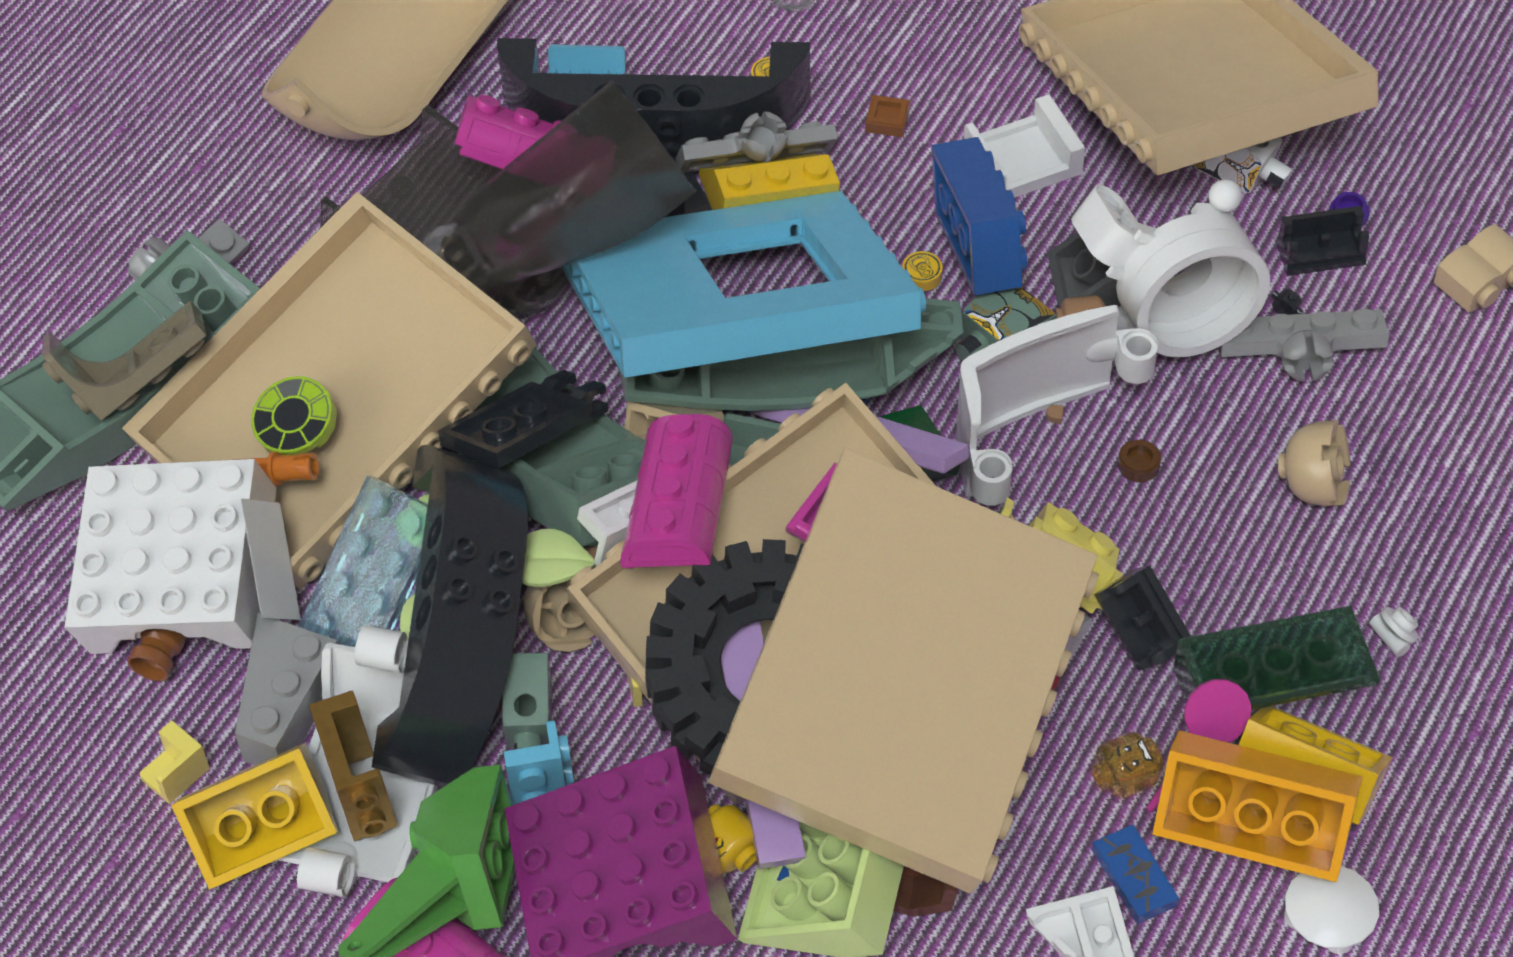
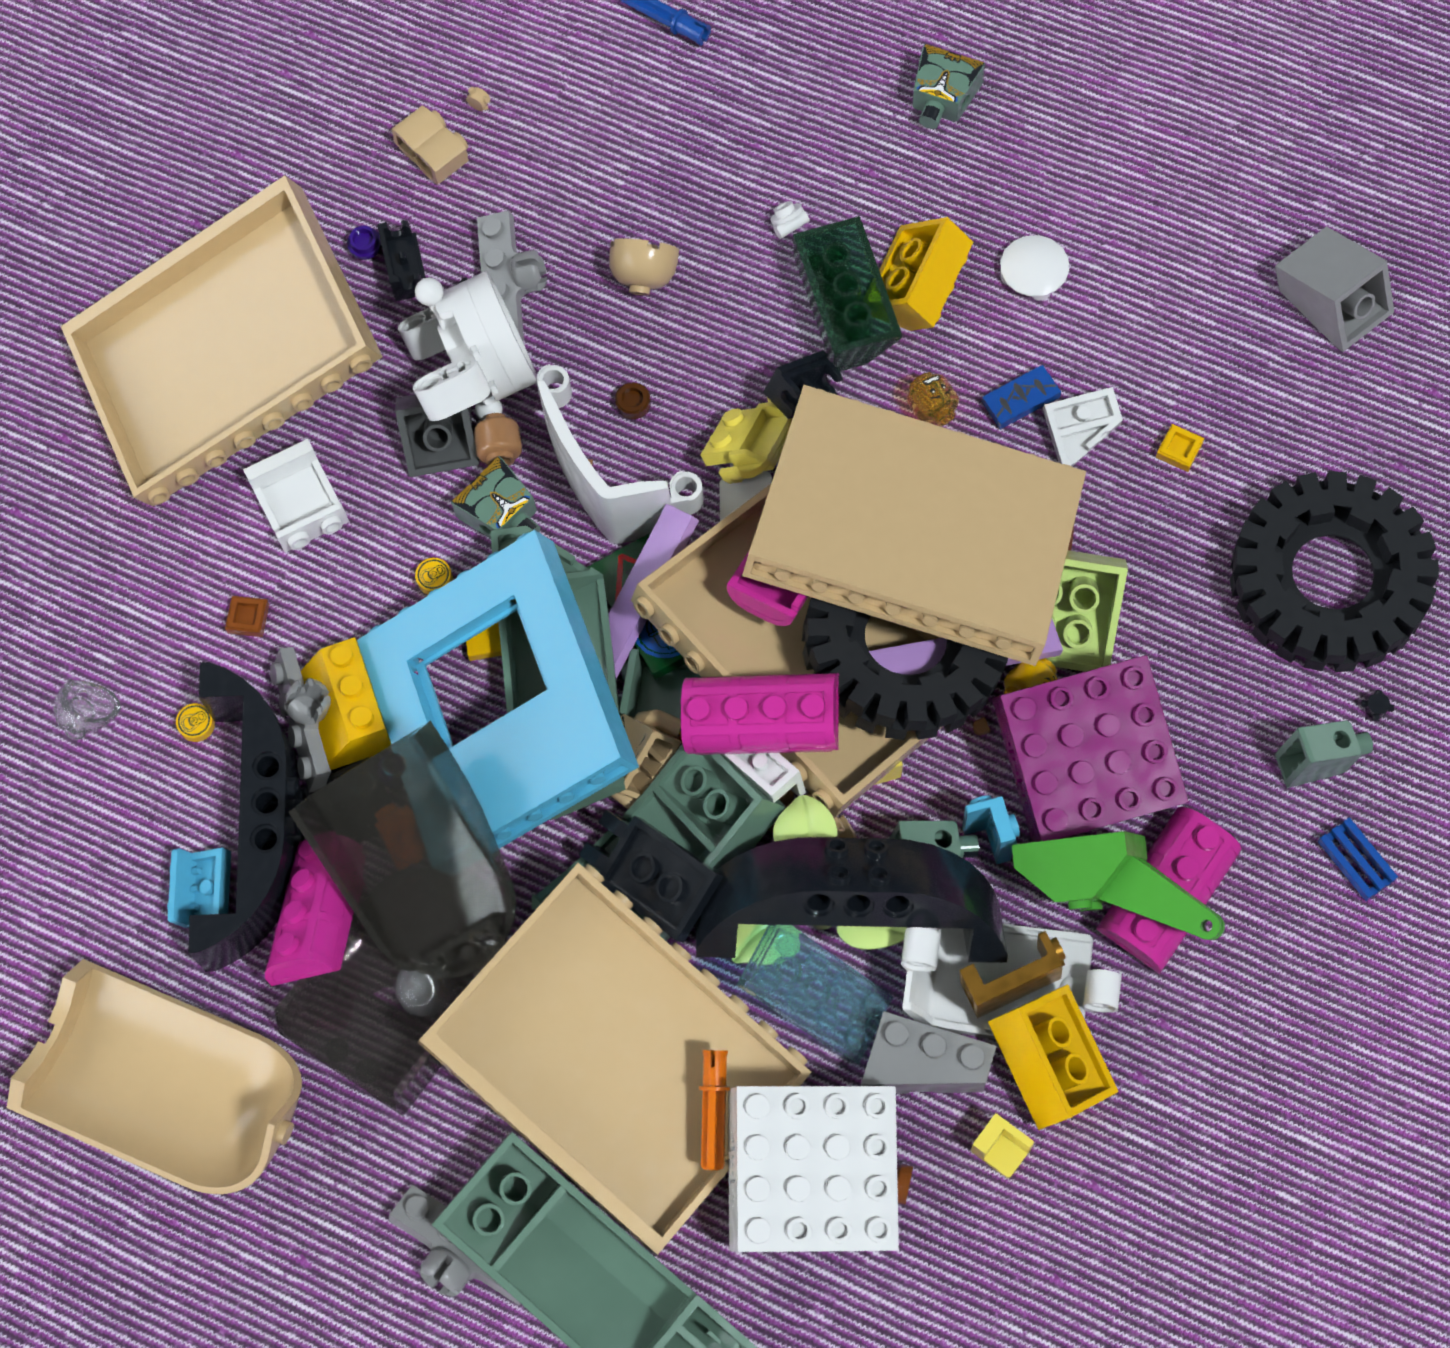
camera: 90 degrees left, 15 degrees up
(115, 383) = (599, 1244): dark tan bracket -> none
(270, 559) = (817, 1073): white sticker -> none
(293, 416) = (659, 1078): tile -> none
(978, 216) = (401, 514): blue brick -> none
(1215, 711) = (906, 334): dark pink piece -> none
(1257, 805) = (975, 301): light orange brick -> none

